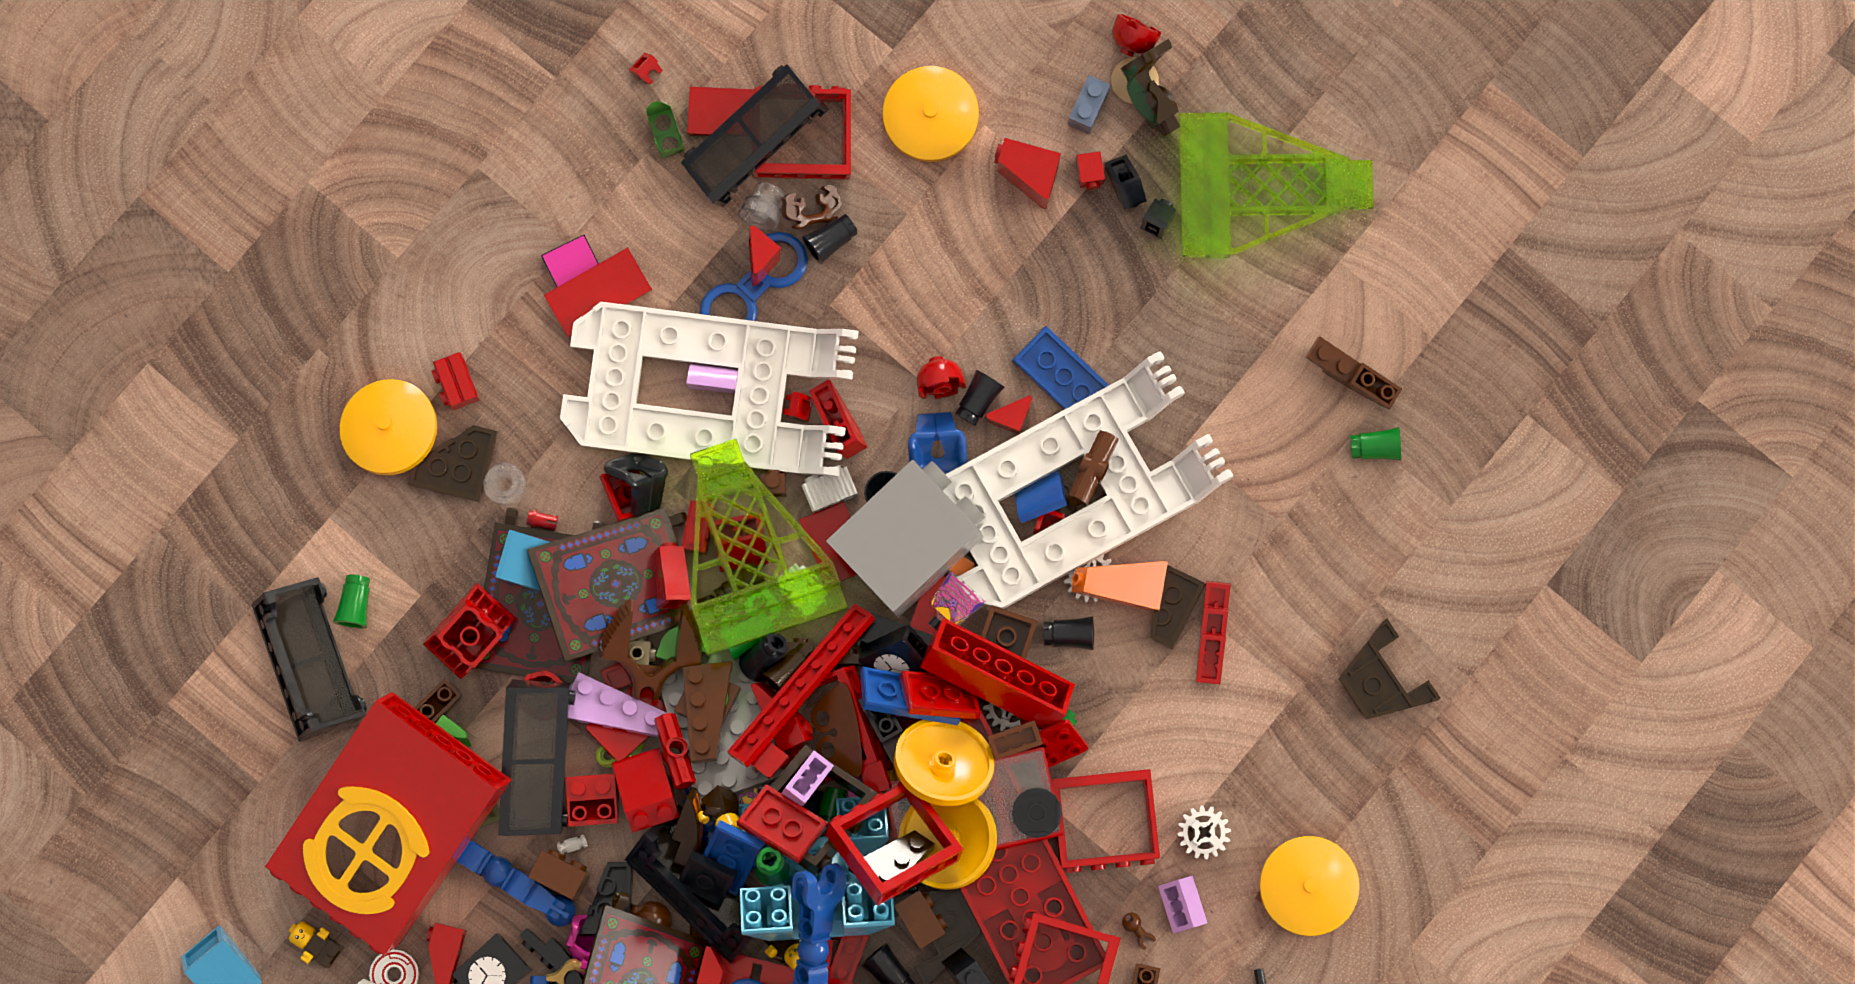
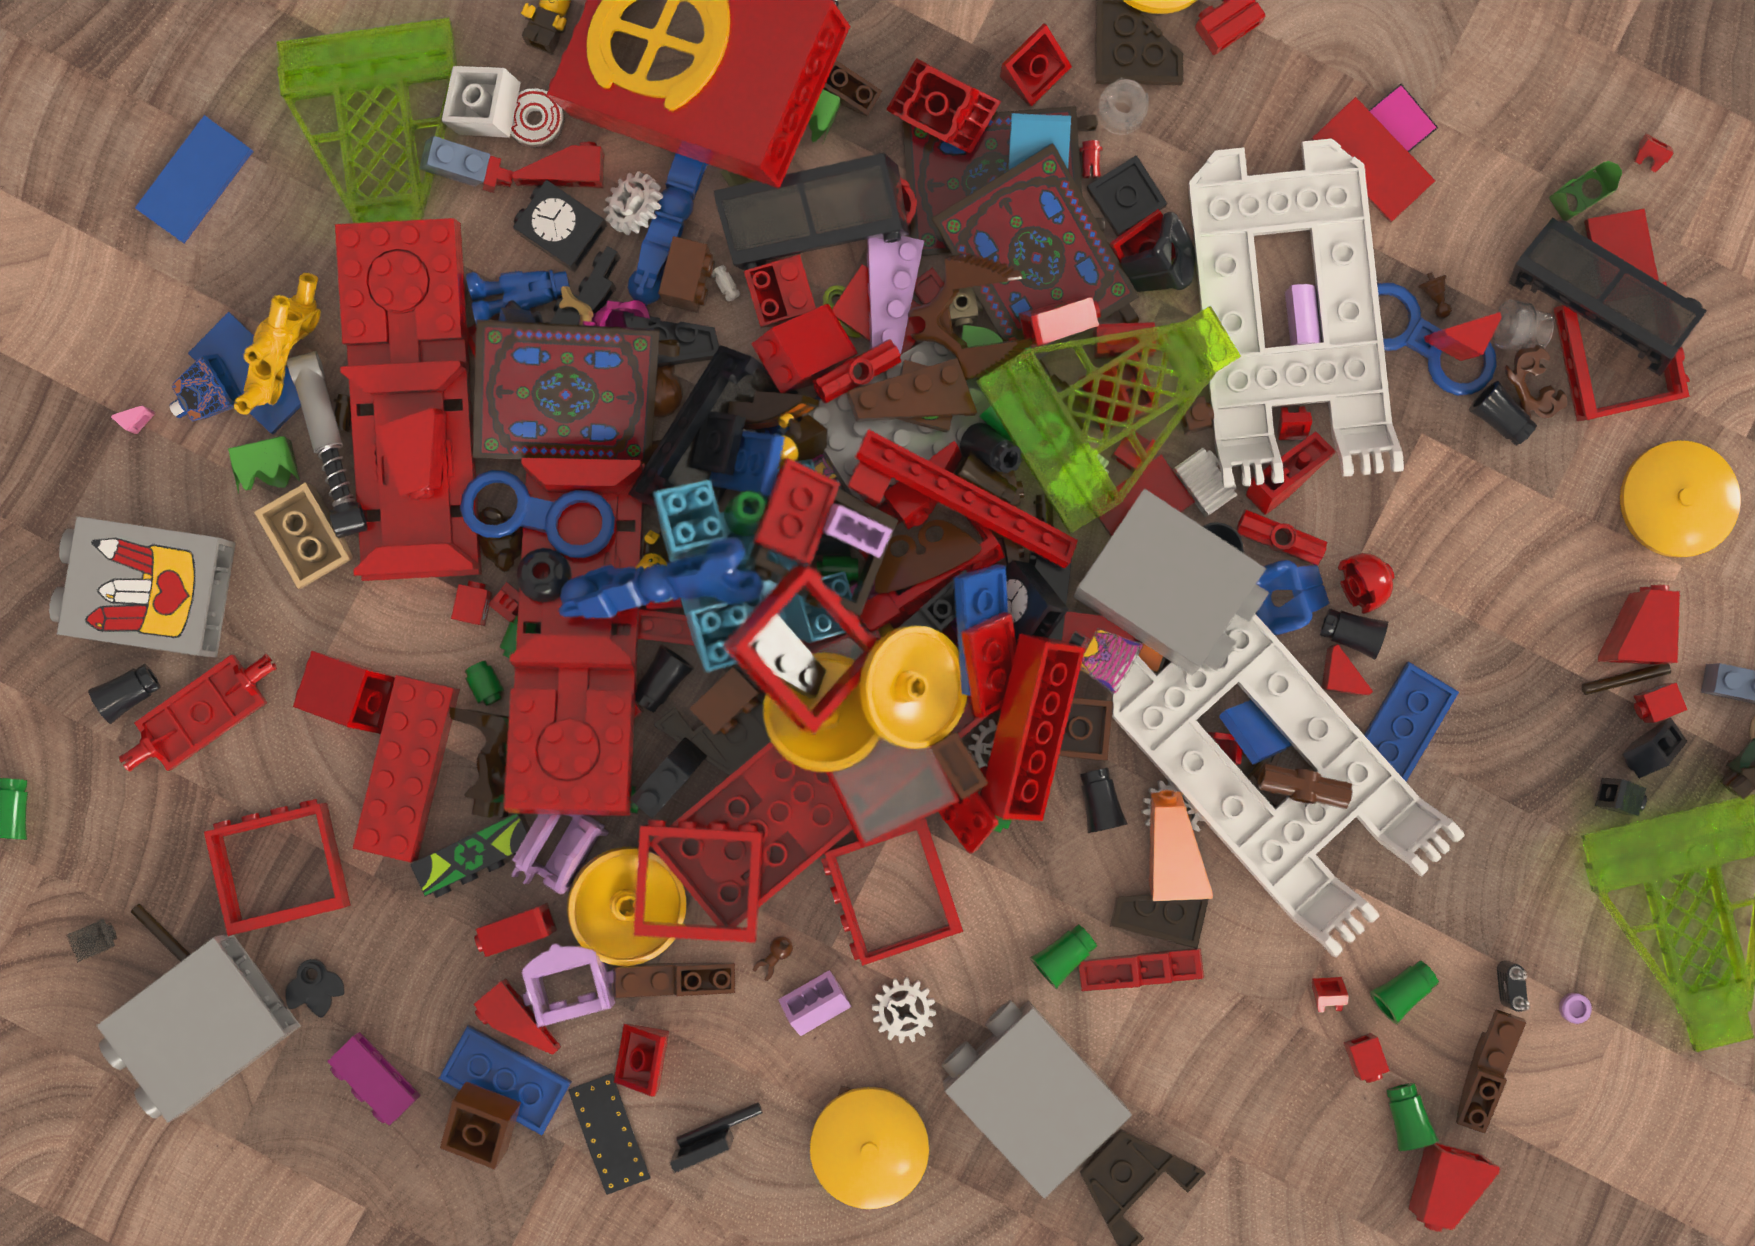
camera: 75 degrees right, 5 degrees up
(455, 547) = (1035, 66): none -> red slope
(488, 906) = (633, 203): none -> white gear
(578, 498) = (1126, 195): none -> black tile
(716, 267) = (1436, 291): none -> reddish brown piece
(793, 547) = (1126, 454): none -> red panel
(822, 625) = (1044, 509): none -> dark brown pin
(898, 426) = (1298, 545): none -> red piece
(1036, 803) = (884, 802): black tile -> none
(1065, 191) = (1626, 678): none -> dark brown bar
(1188, 692) = (1064, 955): none -> green plant
(1263, 485) = (1329, 992): none -> red tile
(1275, 425) = (1404, 991): none -> green plant
(1289, 339) = (1512, 986): none -> black piece
(1294, 742) = (1033, 1096): none -> light grey brick
(1319, 293) = (1575, 1008): none -> lavender tile
(1322, 468) = (1367, 1058): none -> red brick
(1435, 427) = (1449, 1185): none -> red slope

